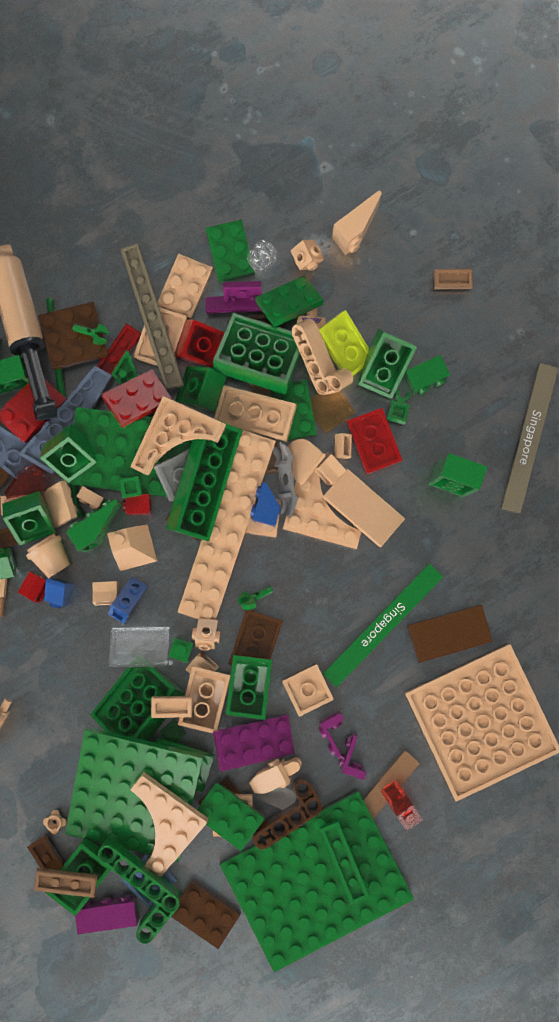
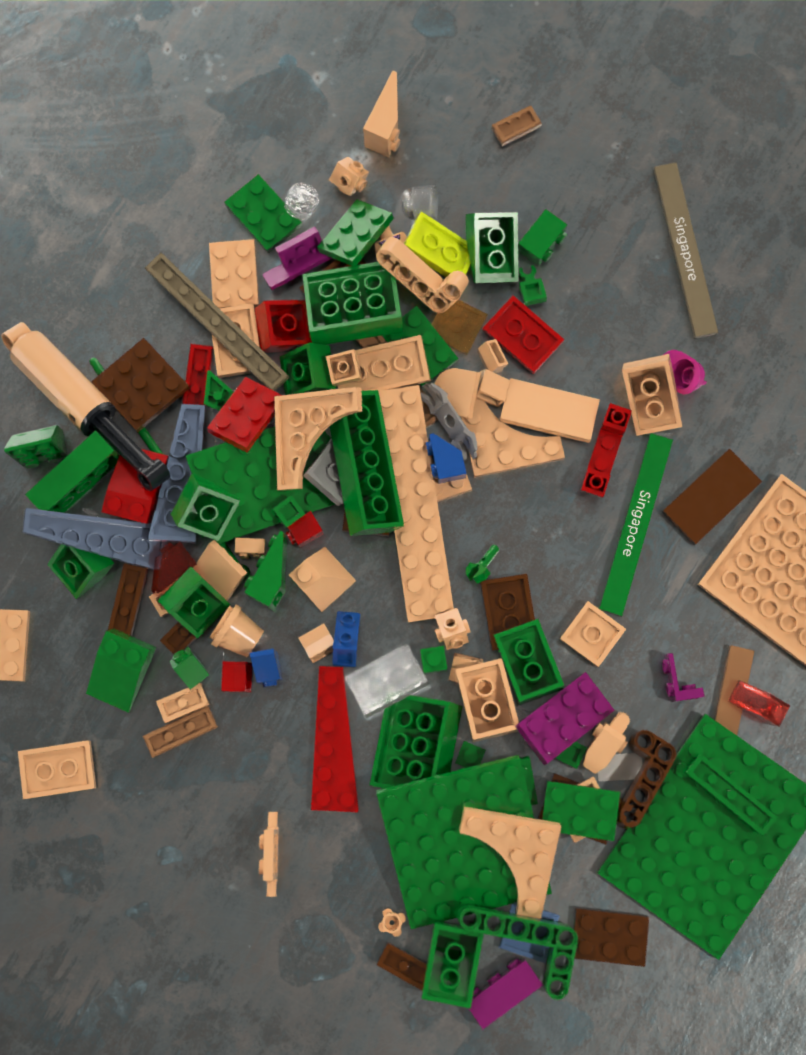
camera: 25 degrees left, 5 degrees down
(65, 882) = (441, 975): medium nougat tile -> none
(72, 685) = (333, 765): none -> red wing
(93, 332) = (162, 369): green bar -> none
(171, 706) = (457, 722): light nougat tile -> none
(227, 399) = (344, 367): none -> light nougat piece
(247, 772) = (572, 755): none -> green plate
(332, 721) = (637, 654): magenta bracket -> none
(349, 300) = (420, 200): none -> clear helmet
(388, 560) = (605, 450): none -> red slope
(445, 535) = (652, 394): none -> light nougat slope
(457, 475) = (631, 321): green brick -> none
(476, 529) = (687, 372): none -> dark pink piece

